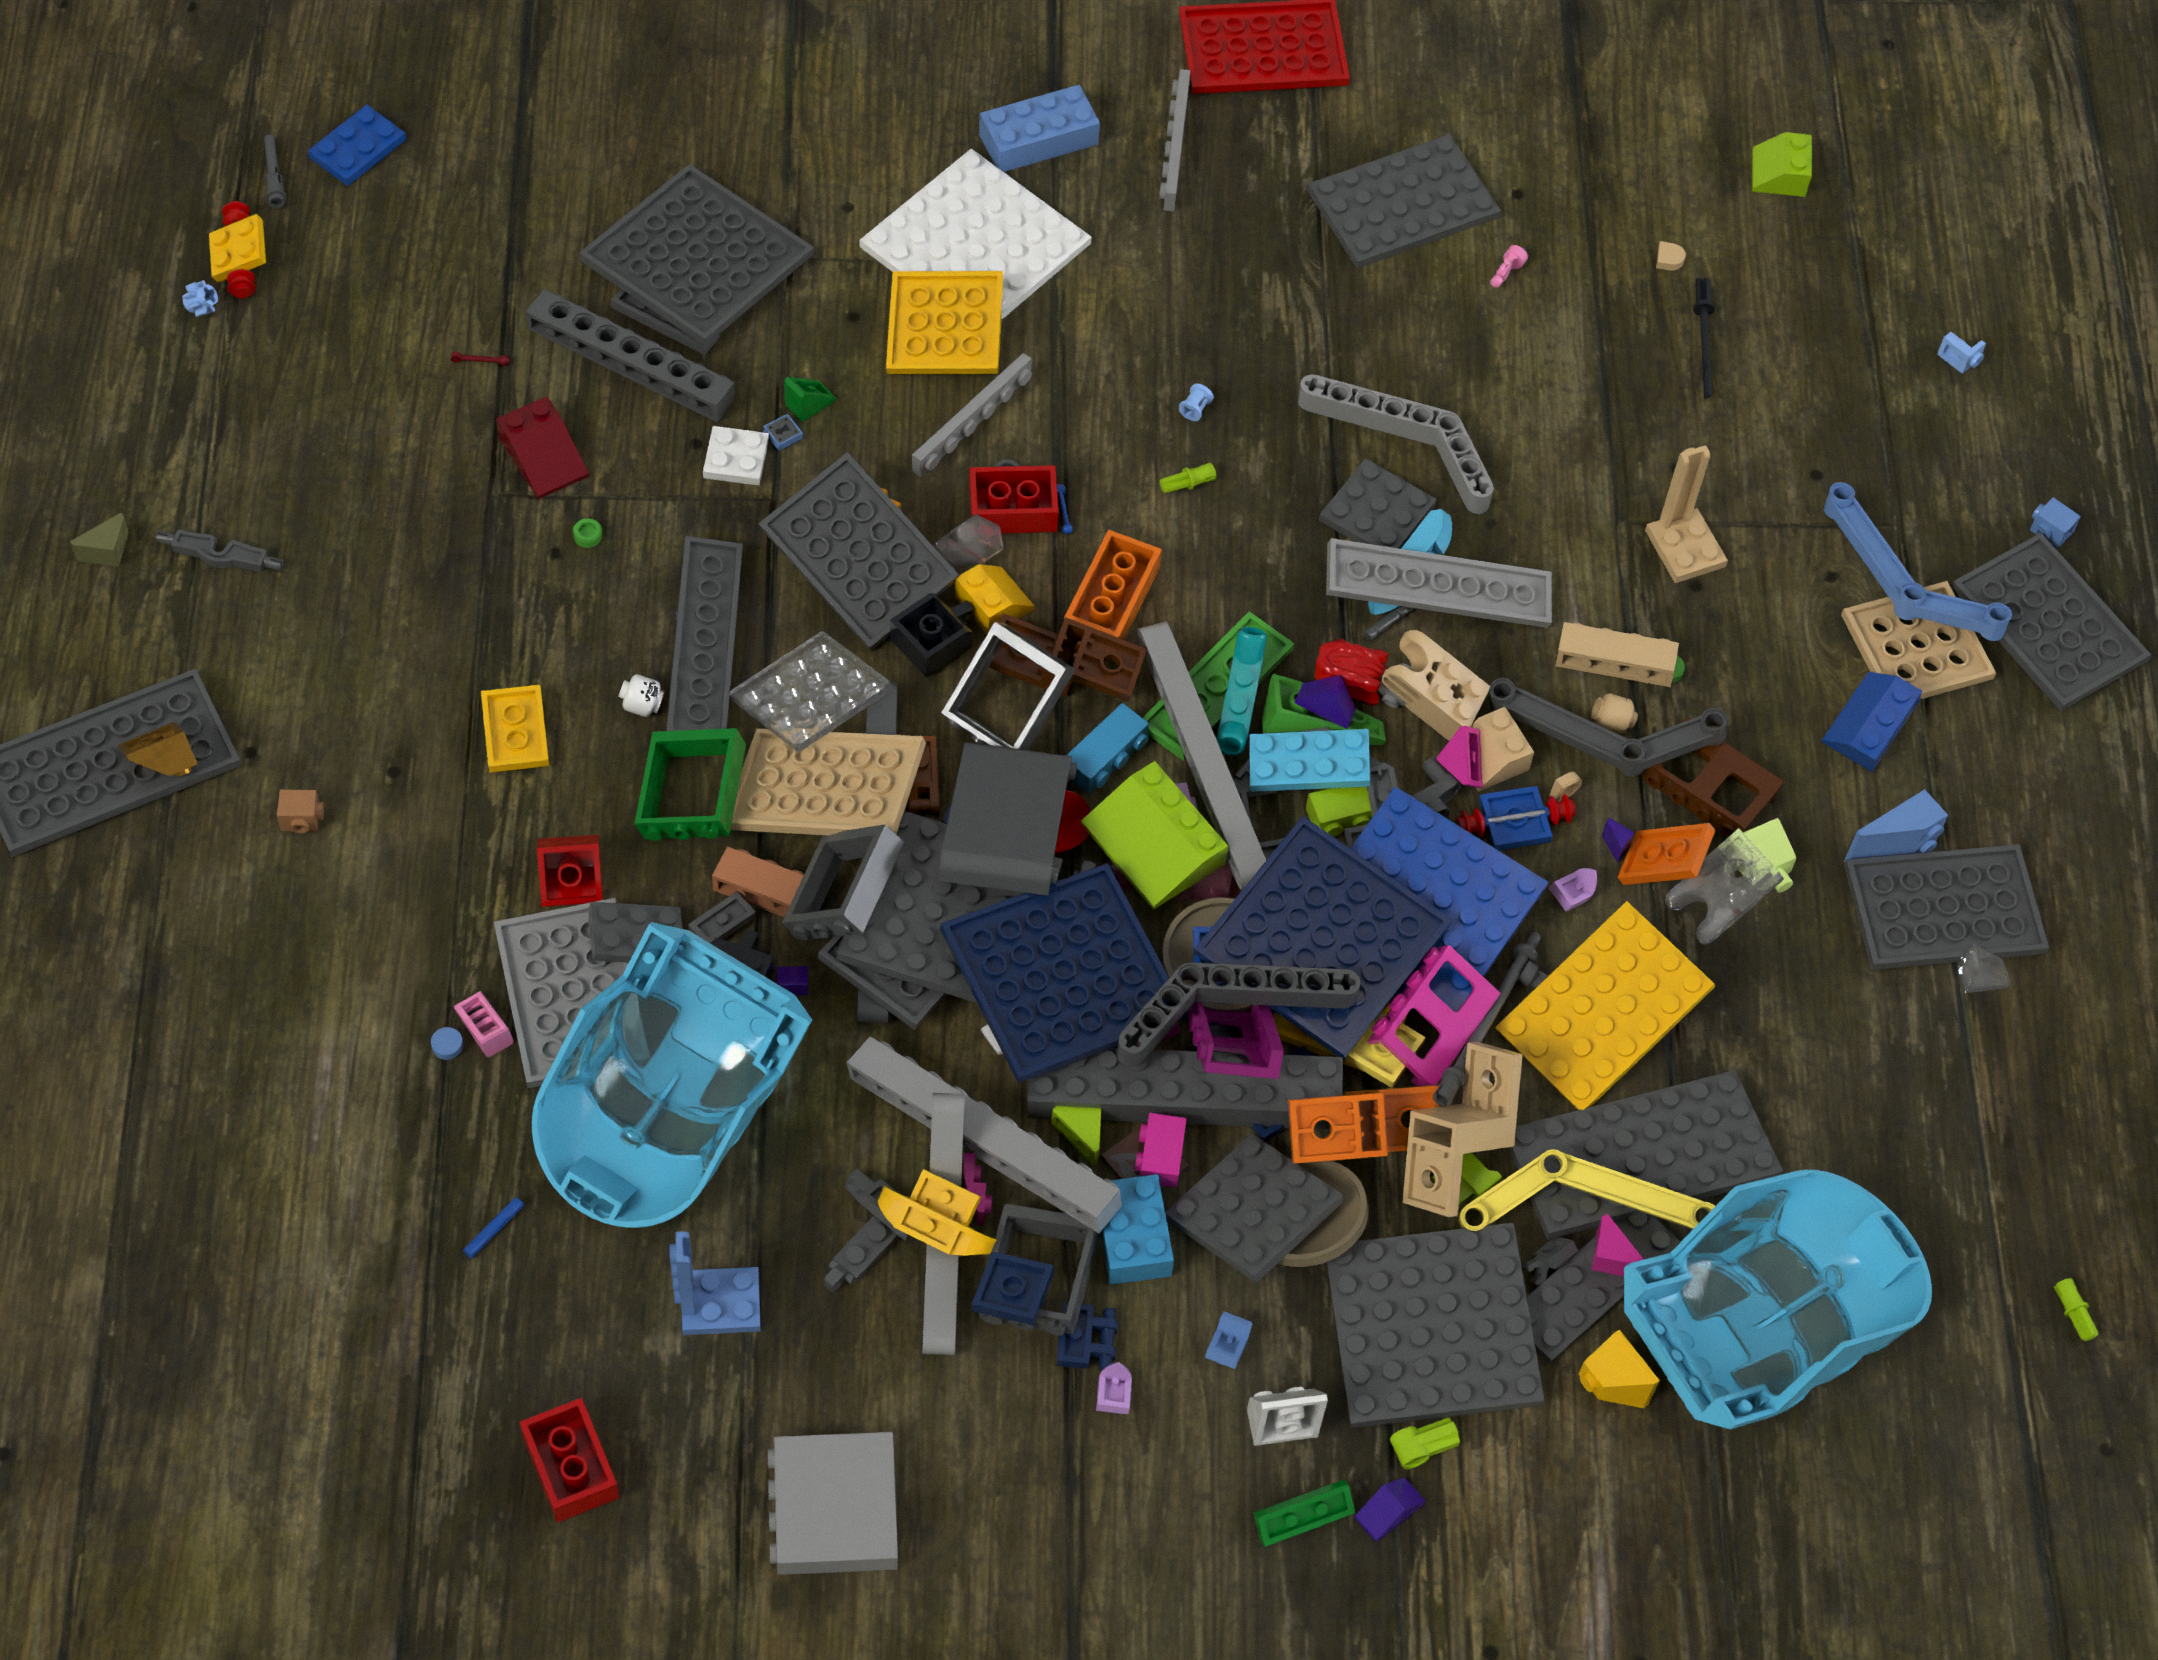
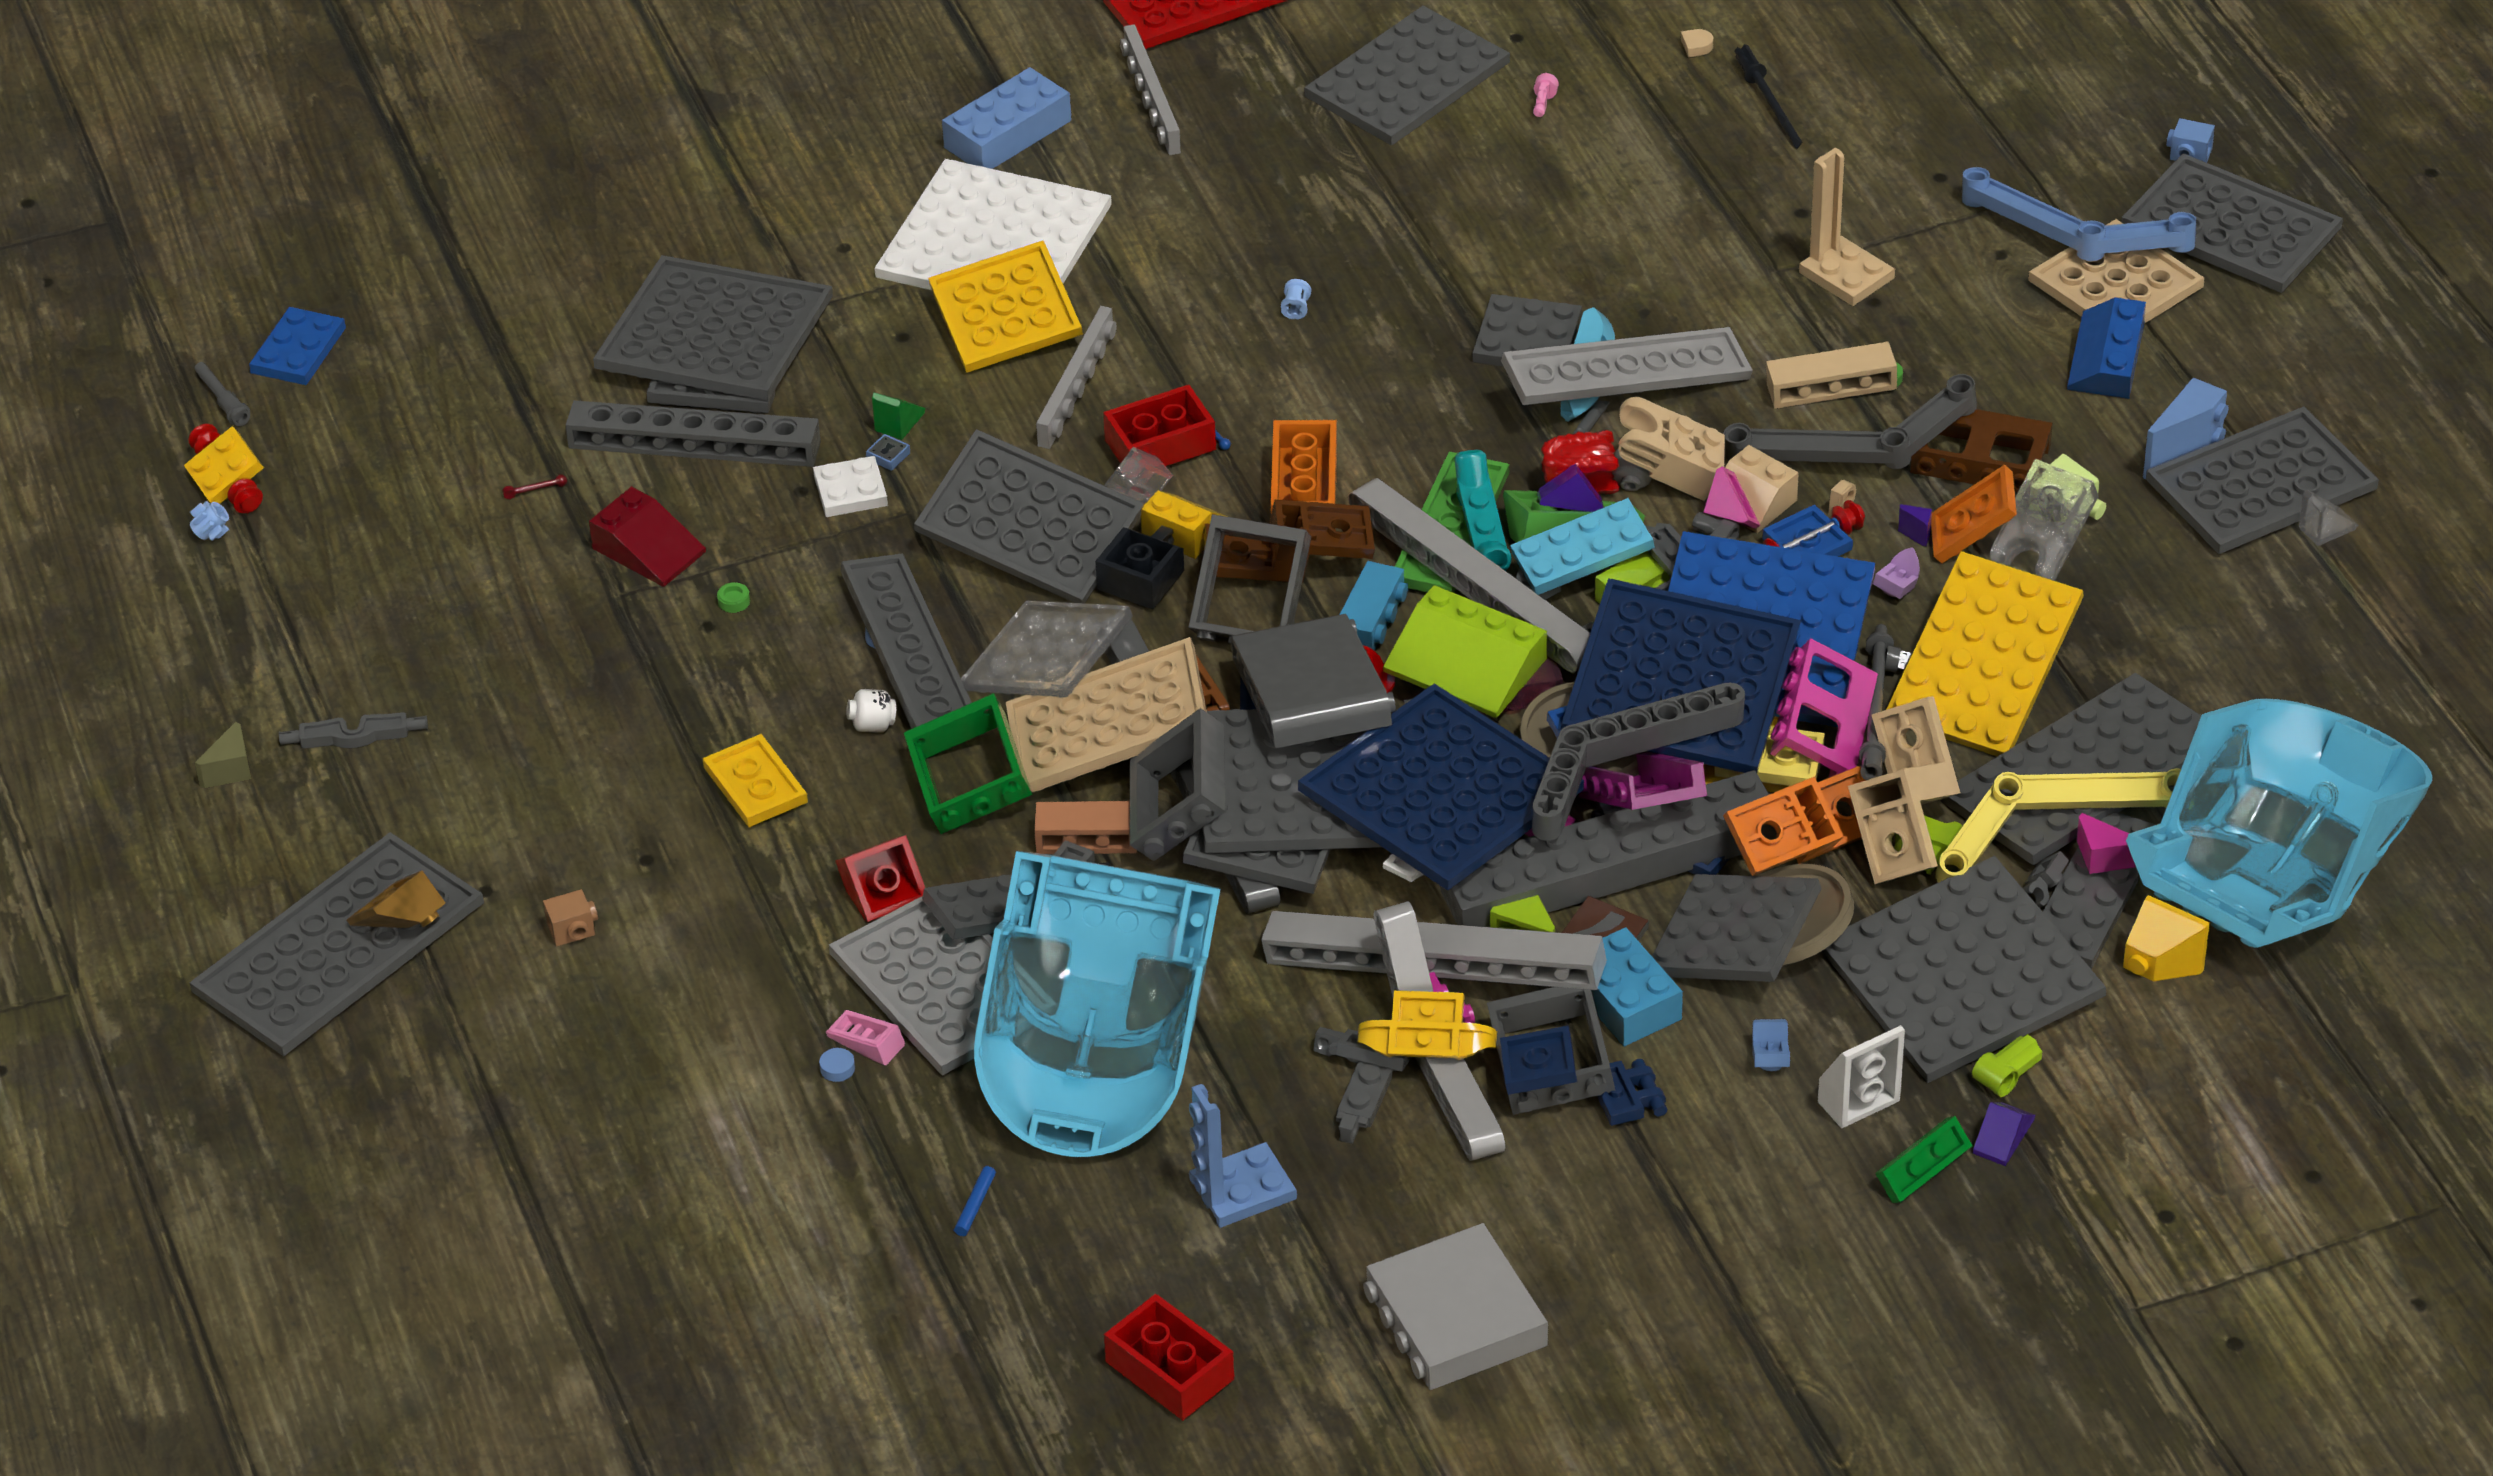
camera: 15 degrees left, 15 degrees down
(1114, 1389) = (1680, 1121): lavender plate -> none
(1162, 1148) = (1616, 906): dark pink brick -> none
(1188, 478) = (1324, 363): lime axle -> none
(1409, 421) = (1518, 249): light grey beam -> none
(1614, 713) = (1856, 418): tan head -> none
(1960, 354) = (2023, 34): light blue bracket -> none

